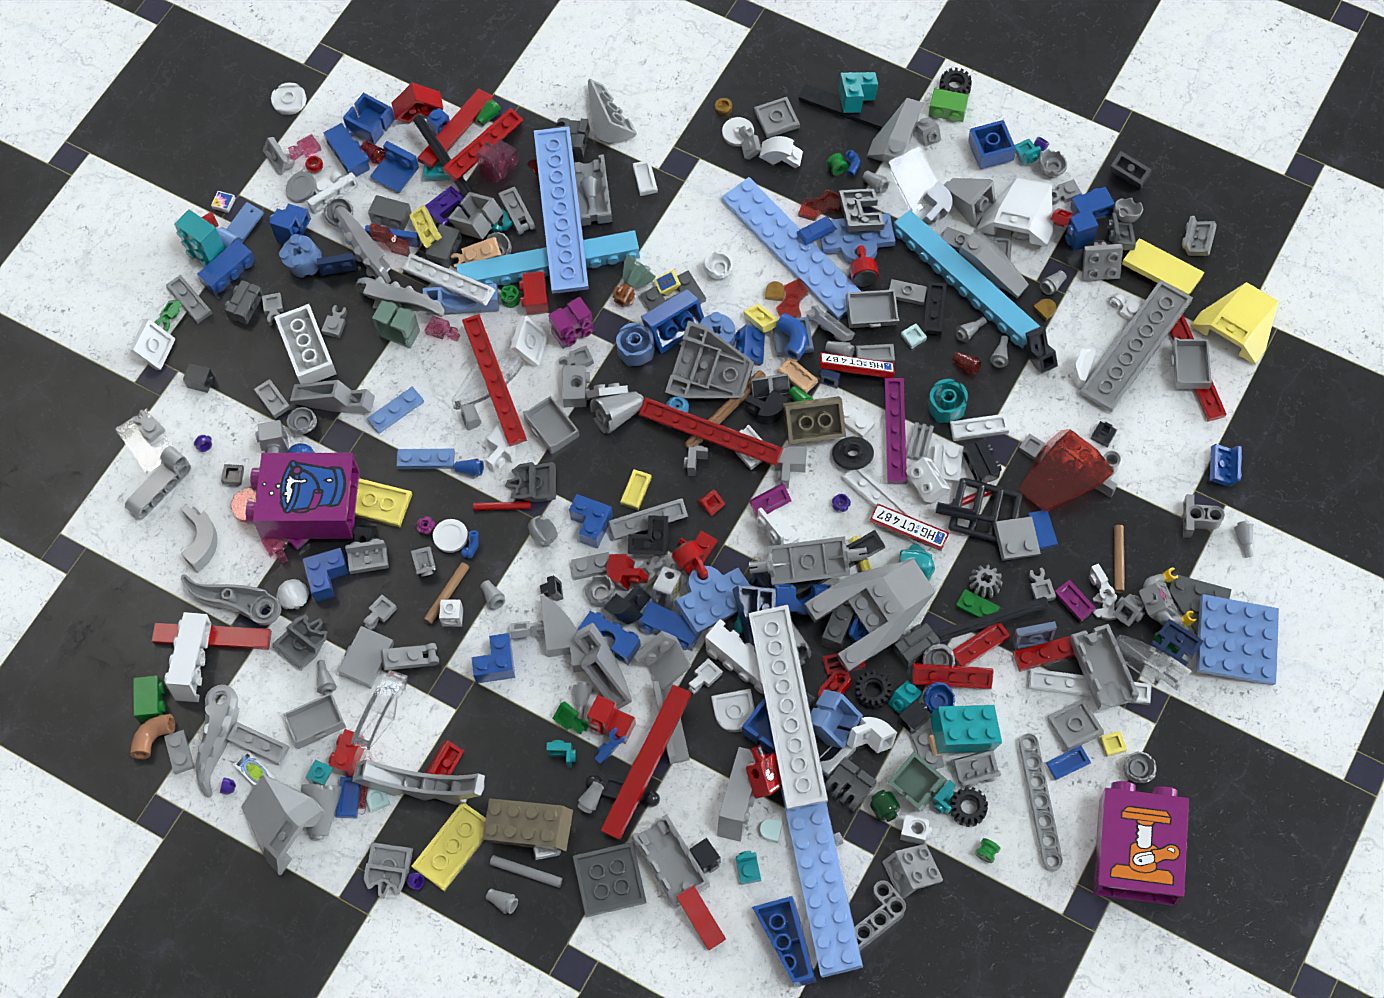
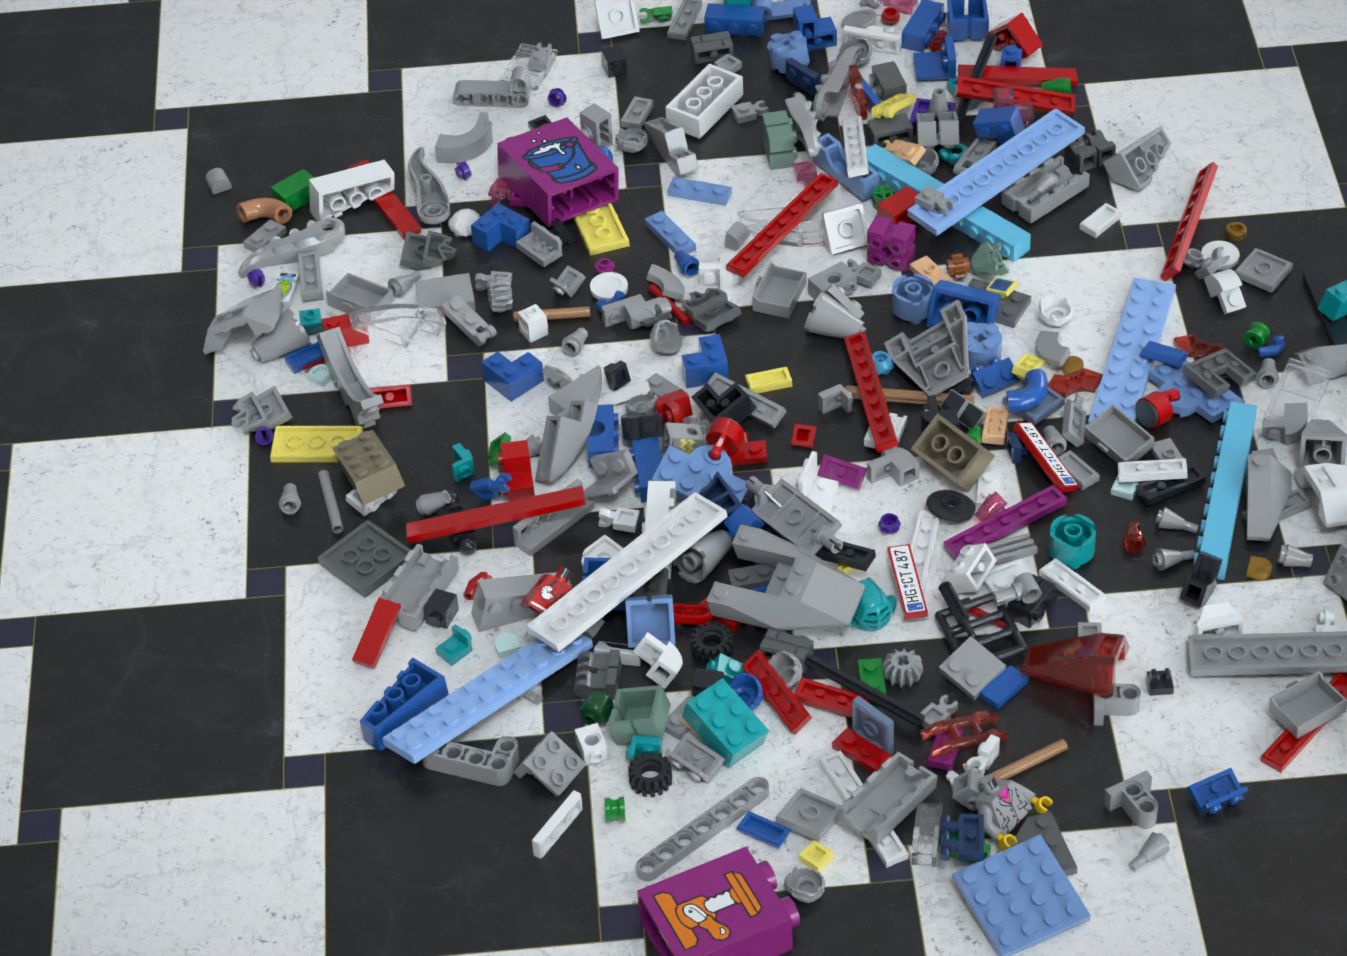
camera: 55 degrees right, 20 degrees down
(80, 751) = (217, 181): none -> light grey brick
(229, 560) = (462, 170): none -> dark purple plate
(403, 618) = (499, 294): none -> light grey gear
(451, 198) = (938, 102): none -> light grey cone
(479, 493) = (668, 282): none -> light grey tile
(498, 532) = (636, 311): none -> light grey plate
(509, 174) = (998, 123): none -> blue brick
(558, 269) = (931, 199): none -> light grey plate
(575, 593) = (626, 393): none -> white sticker
(611, 316) = (928, 268): none -> light nougat plate
(692, 815) = (470, 590): none -> red arm
(695, 127) = (1189, 221): none -> red tile
(731, 149) = (1193, 258): none -> light grey plate
(751, 293) = (1050, 348): none -> light grey tile
(877, 430) = (991, 506): none -> clear pink cone
(918, 310) = (1152, 470): none -> white tile
(975, 898) = (557, 824): none -> white tile
(981, 463) = (1023, 588): none -> light grey pin
(1066, 587) = (957, 740): none -> clear red piece

